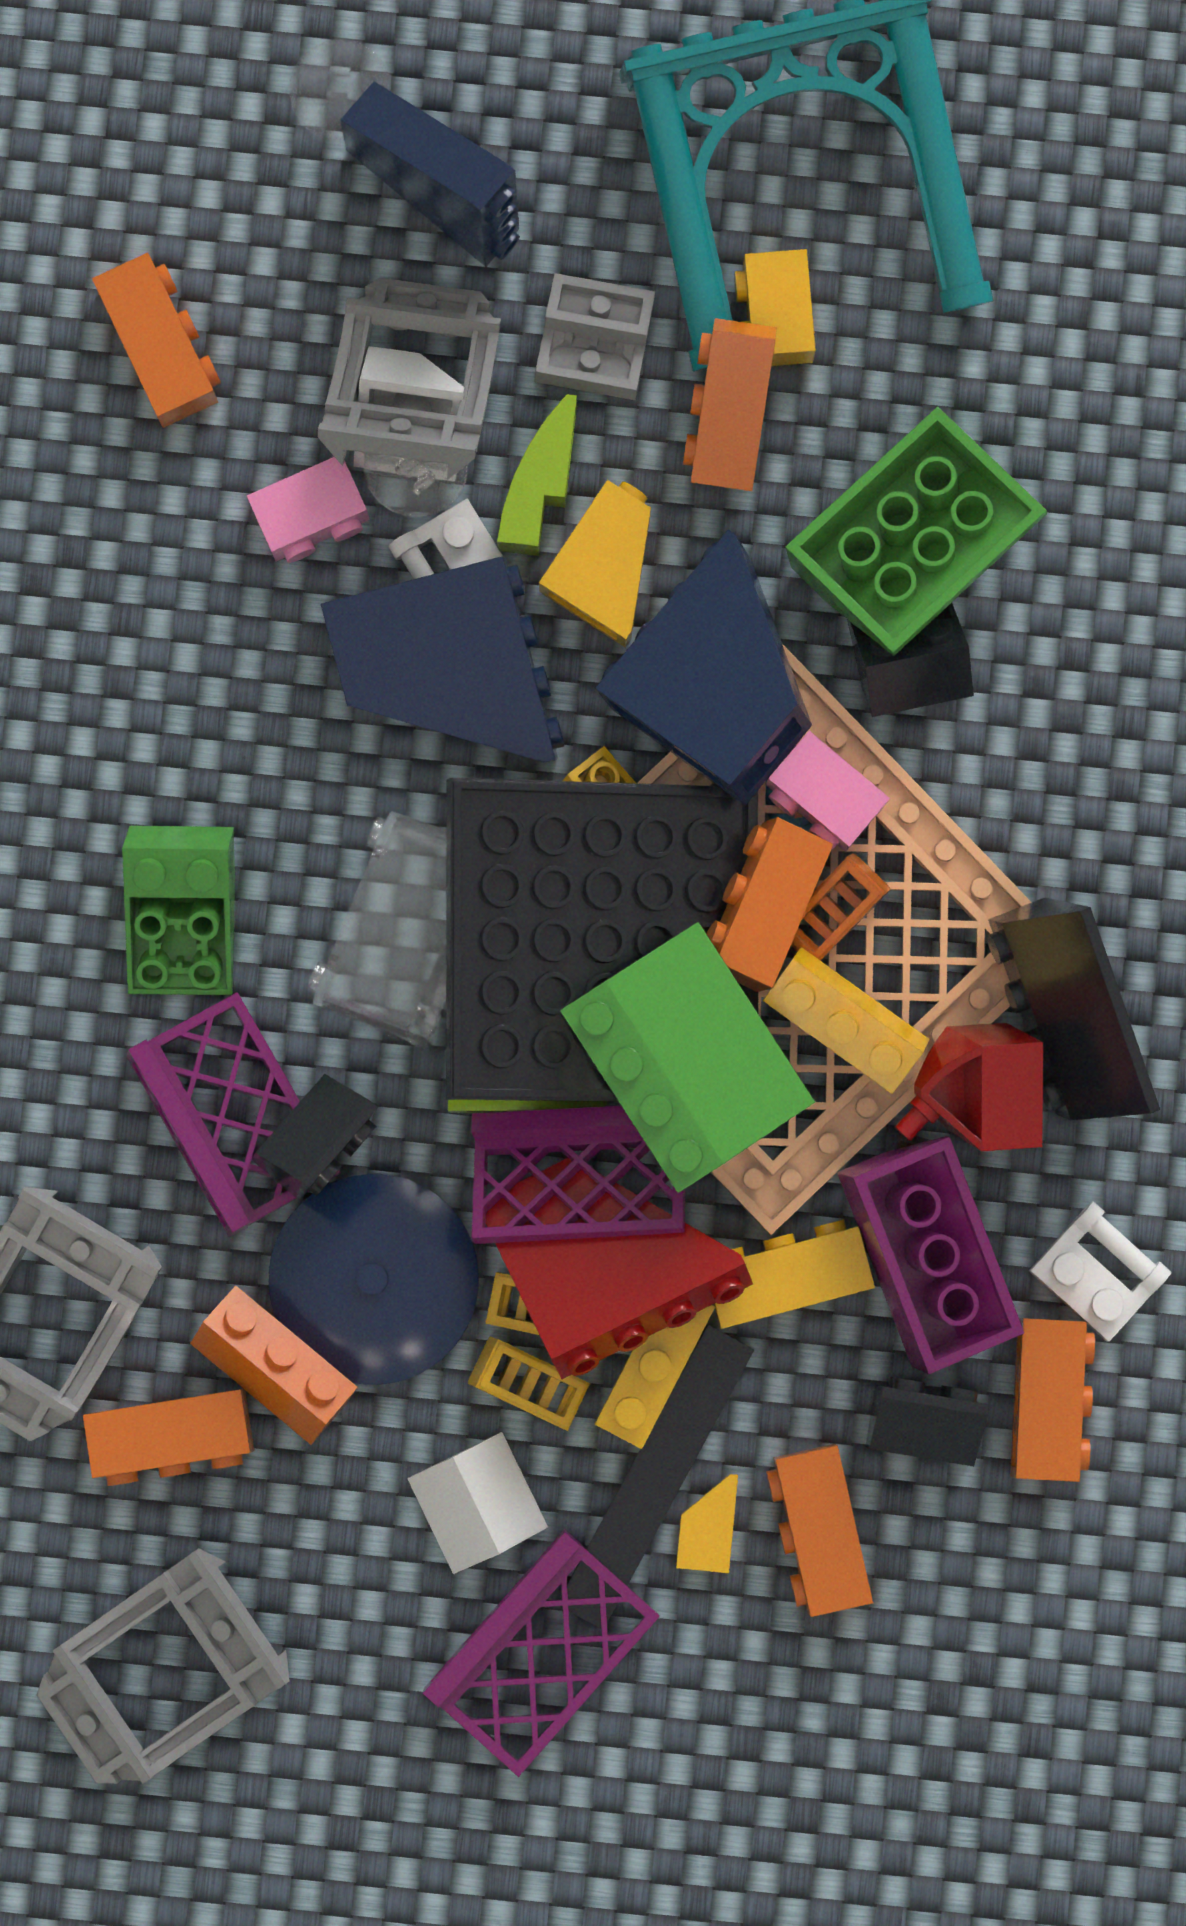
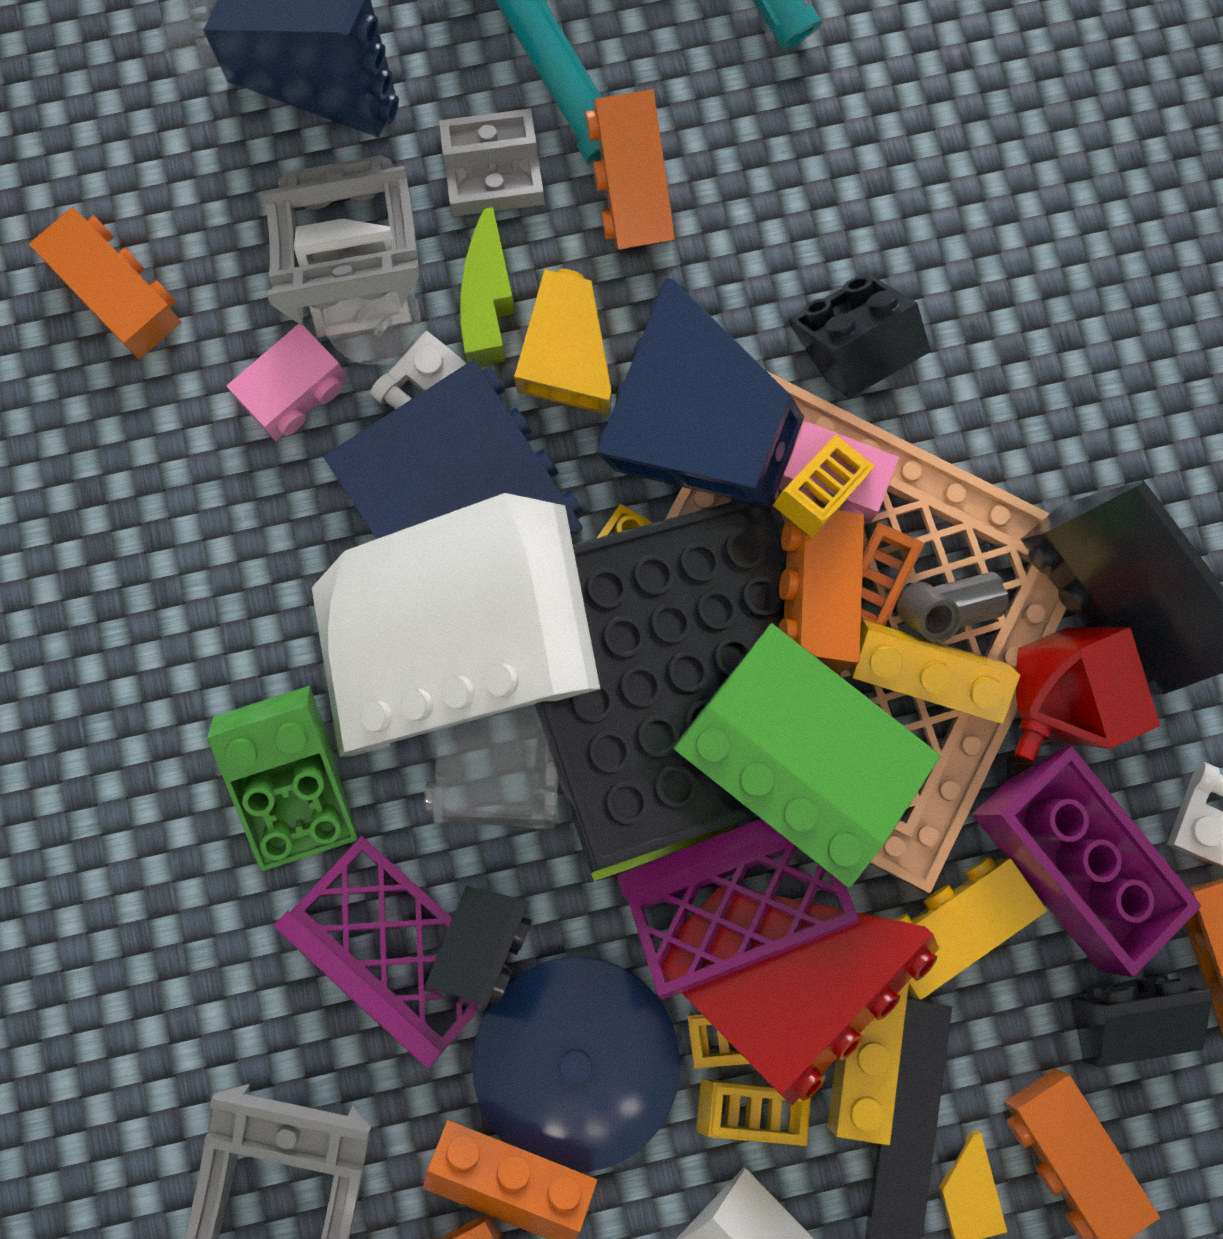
camera: 20 degrees left, 5 degrees down
(390, 816) = (453, 622): none -> white slope
(767, 820) = (801, 508): none -> yellow slope
(780, 297) = (638, 64): yellow piece -> none
(893, 963) = (952, 605): none -> dark grey piece
(913, 532) = (830, 226): bright green slope -> none

